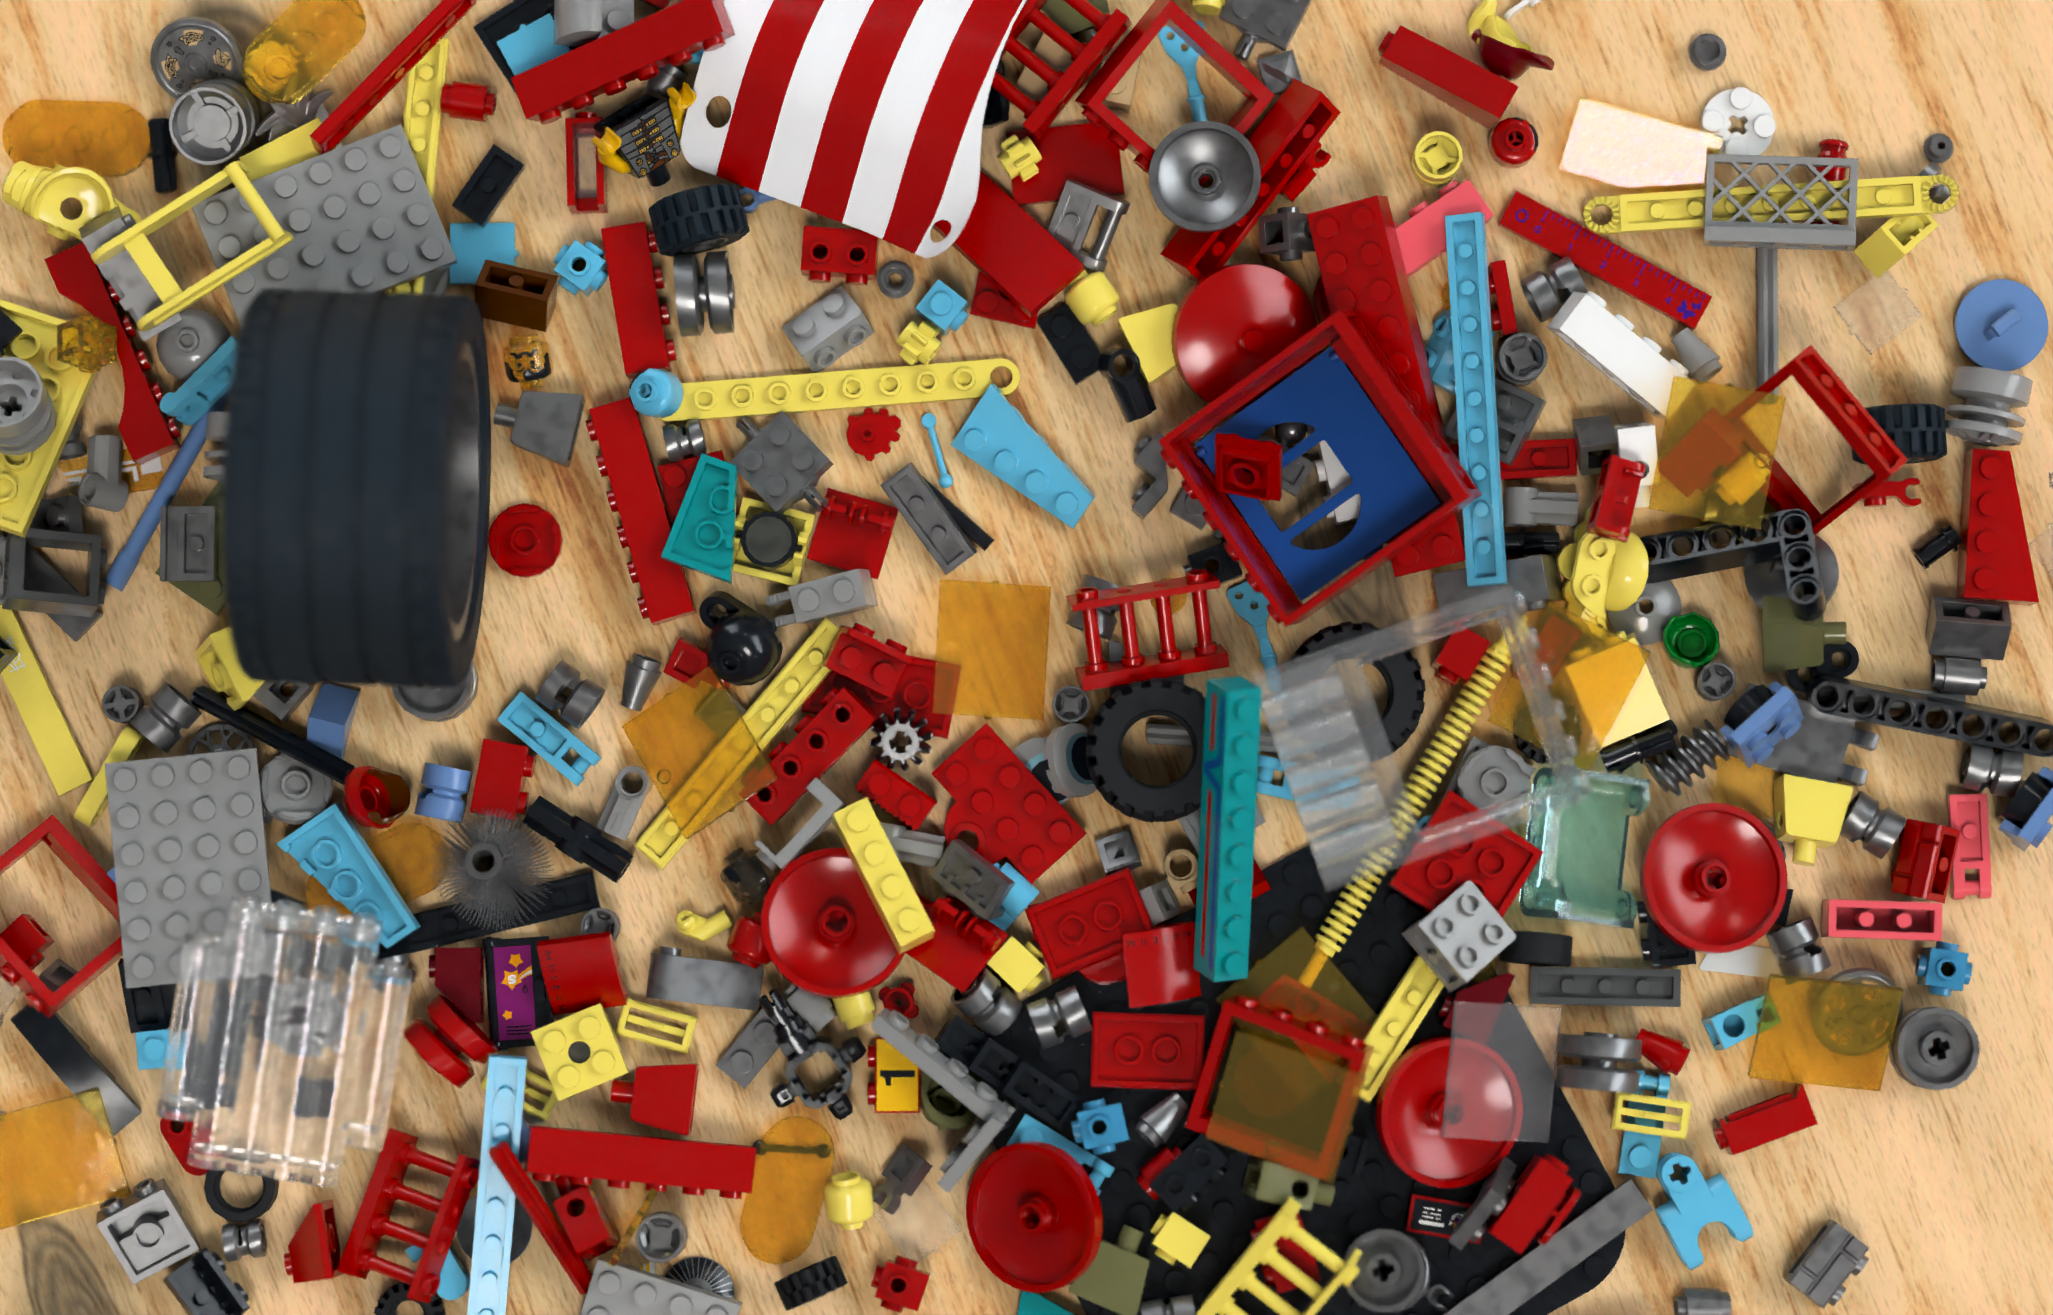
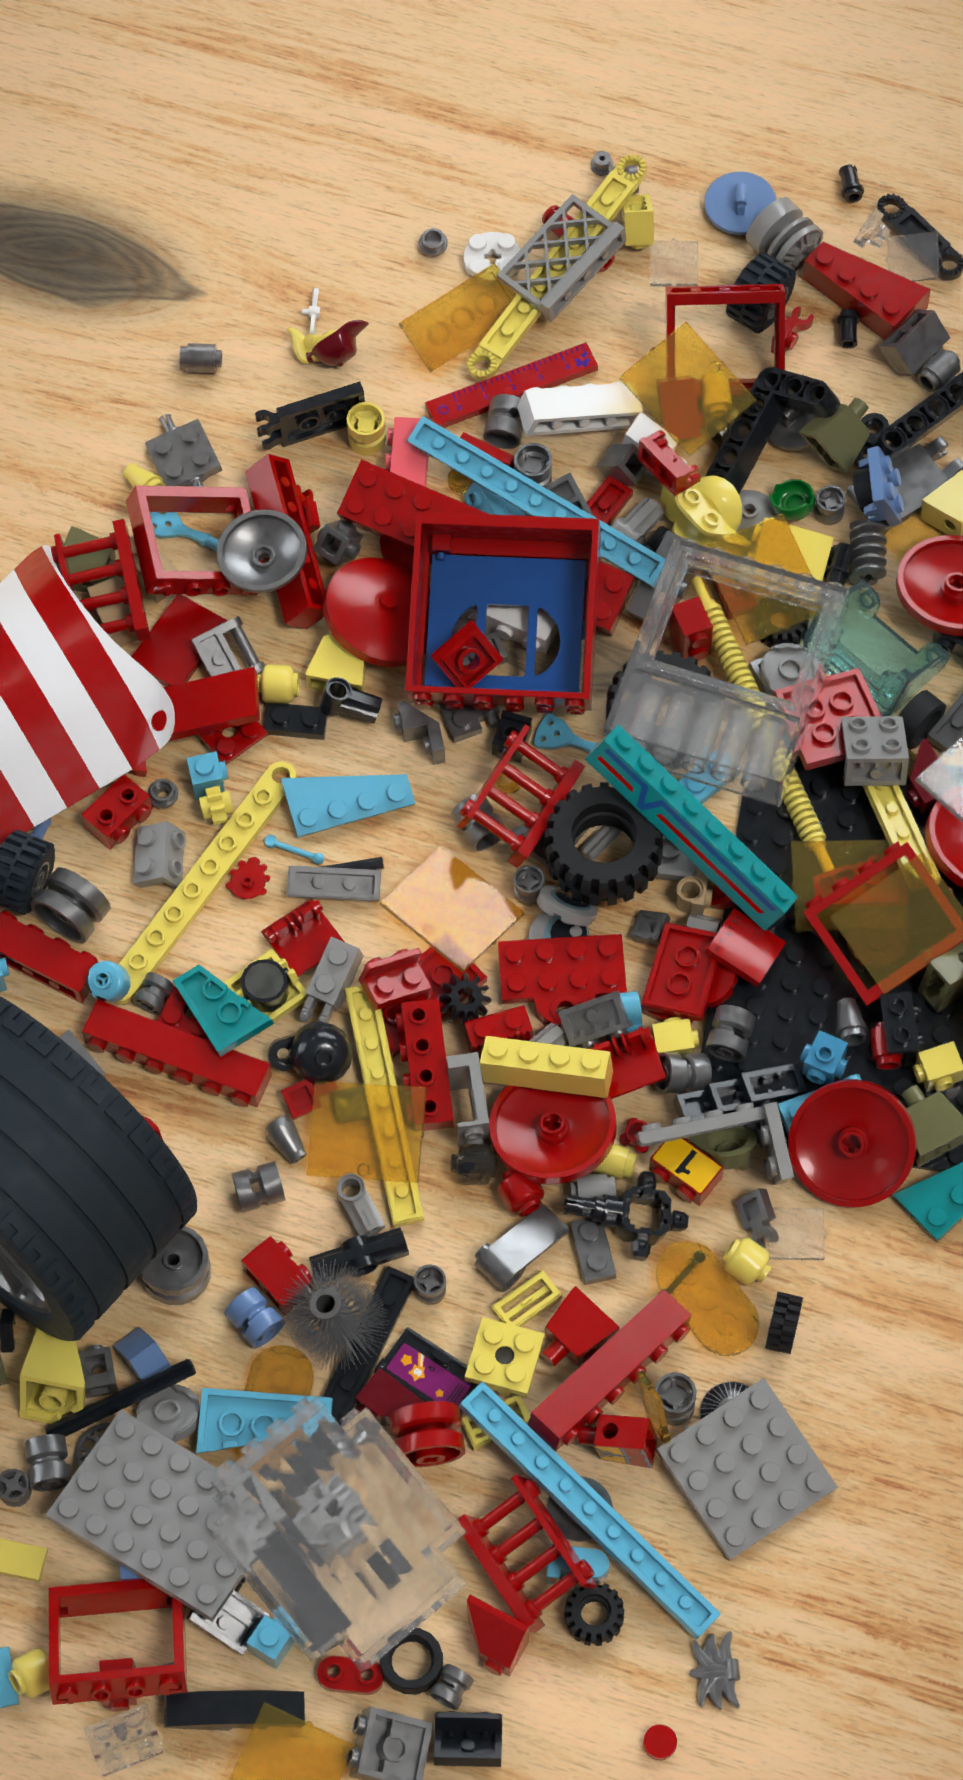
camera: 55 degrees left, 20 degrees down
(96, 797) = (55, 1535): light yellow beam -> none
(375, 796) = (220, 1363): red piece -> none
(541, 1215) = (598, 1461): red axle -> none
(547, 737) = (279, 1223): medium azure plate -> none
(581, 972) = (451, 1315): red slope -> none
(700, 927) = (484, 1224): light yellow arm -> none
(781, 463) = (221, 941): flat silver plate -> none
(915, 1281) = (831, 1267): red brick -> none
(1019, 157) = (153, 657): light yellow gear -> none
(1147, 1050) = (797, 1000): red tile -> none
(1279, 71) = (232, 477): flat silver tile -> none
(1400, 95) = (309, 416): none -> black tile
(1447, 76) = (333, 372): red slope -> none
(1504, 151) = (394, 380): red head -> none
(1696, 356) = (610, 373): light grey cone -> none
(1767, 314) = (618, 318): light grey axle -> none

